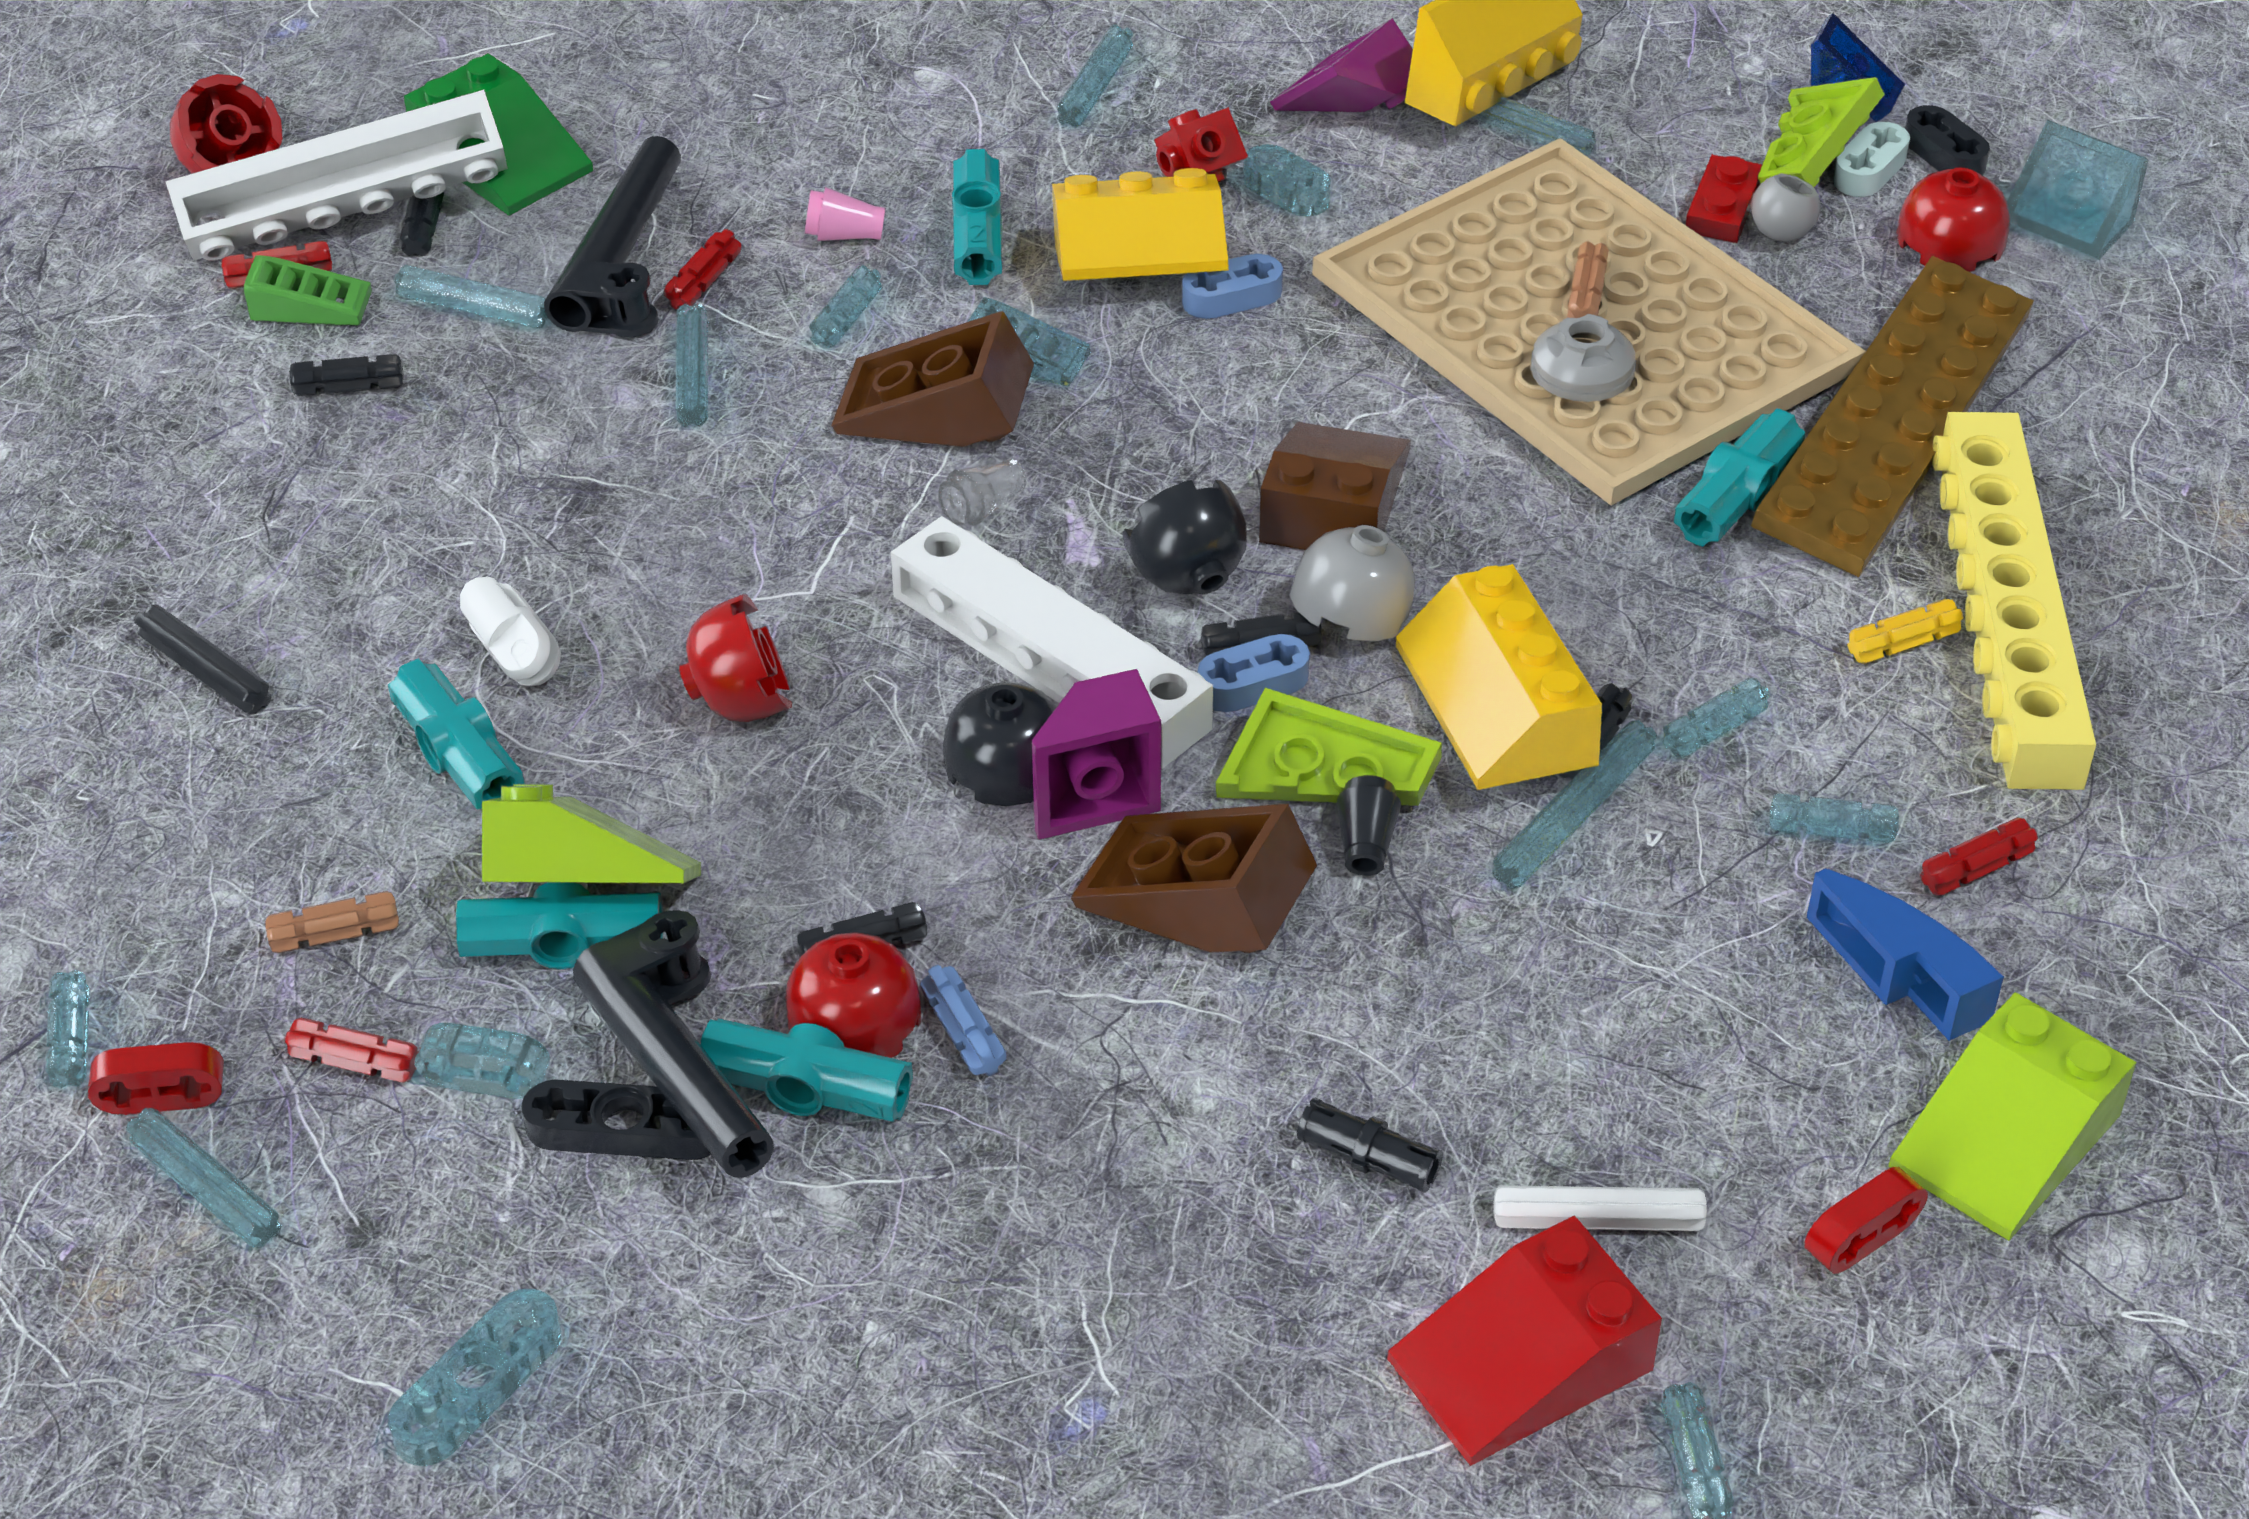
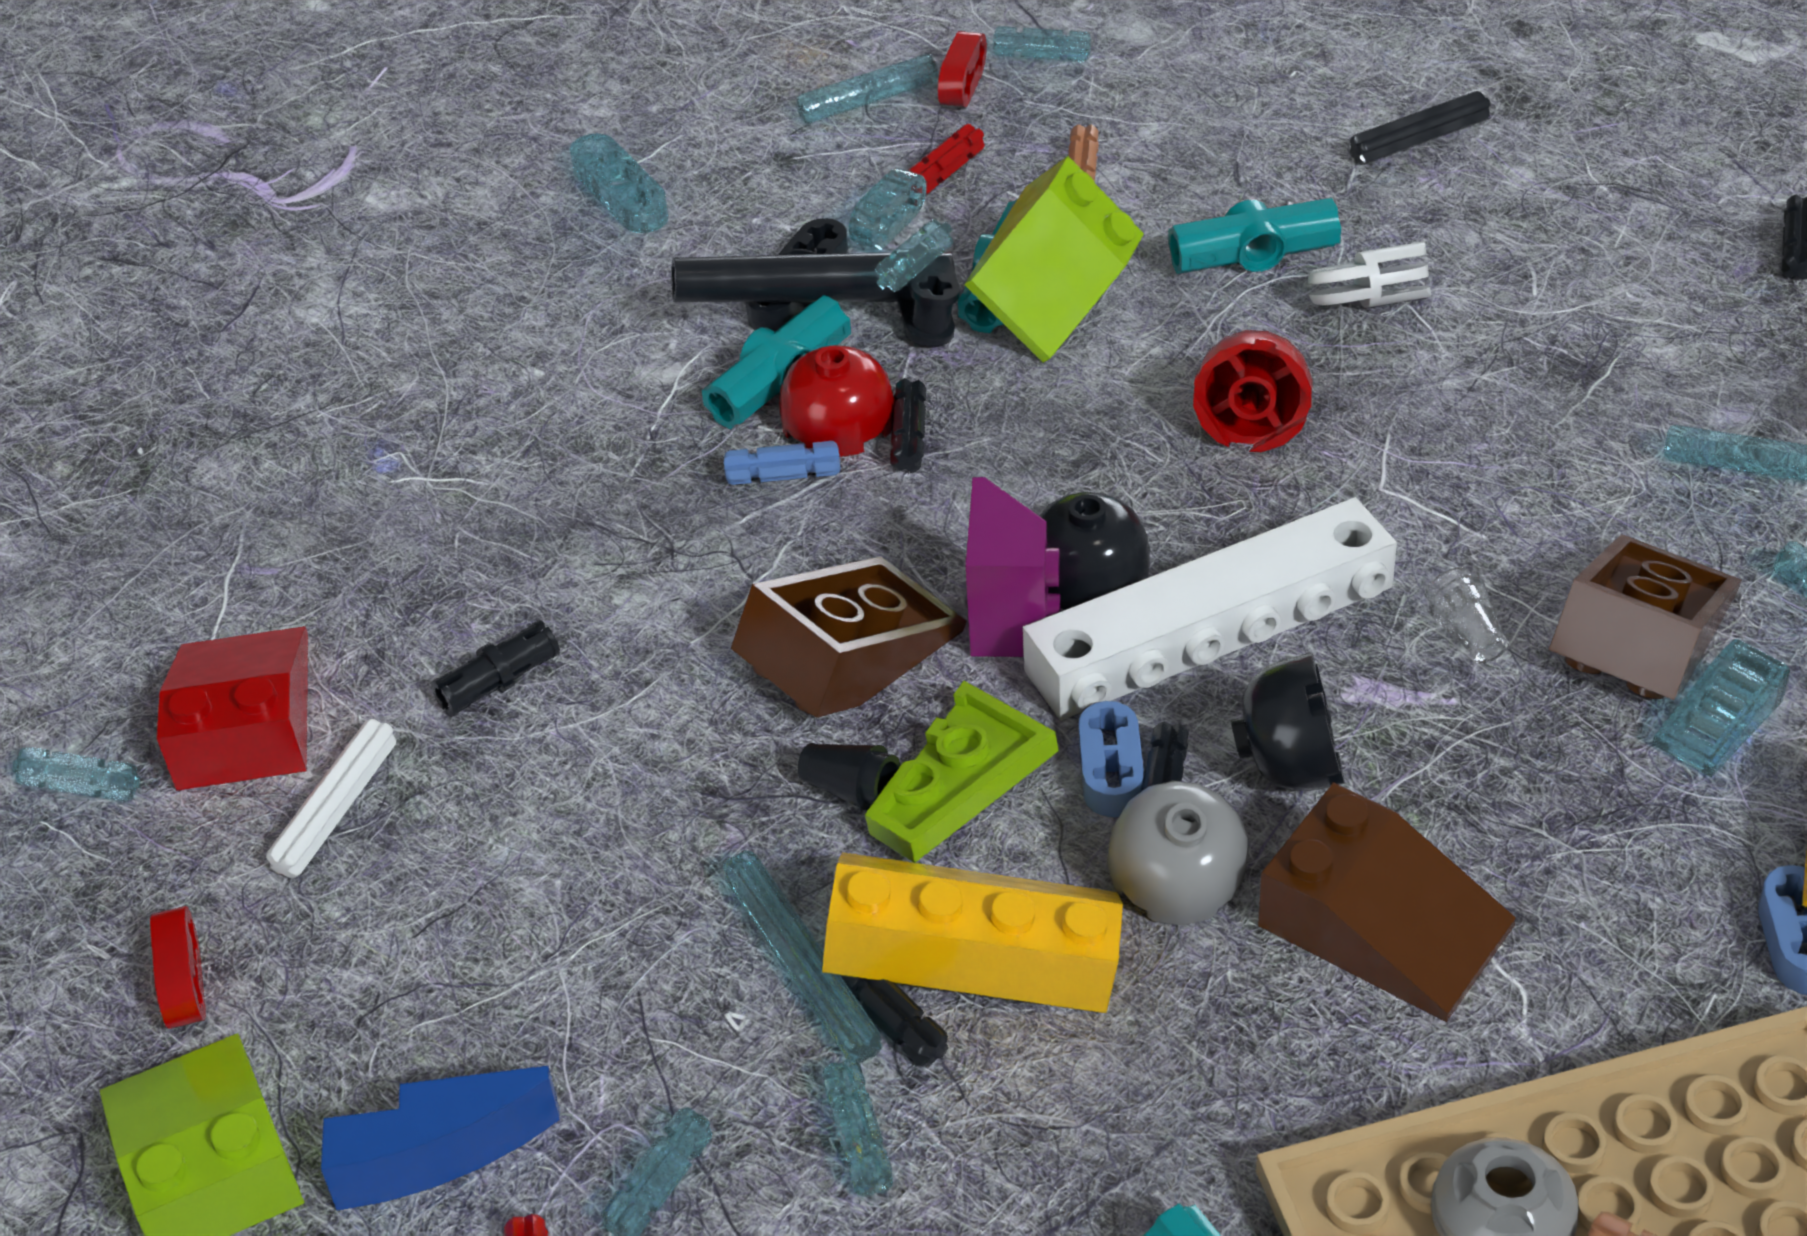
camera: 115 degrees right, 0 degrees up
(636, 945) = (914, 255): none -> clear light blue axle

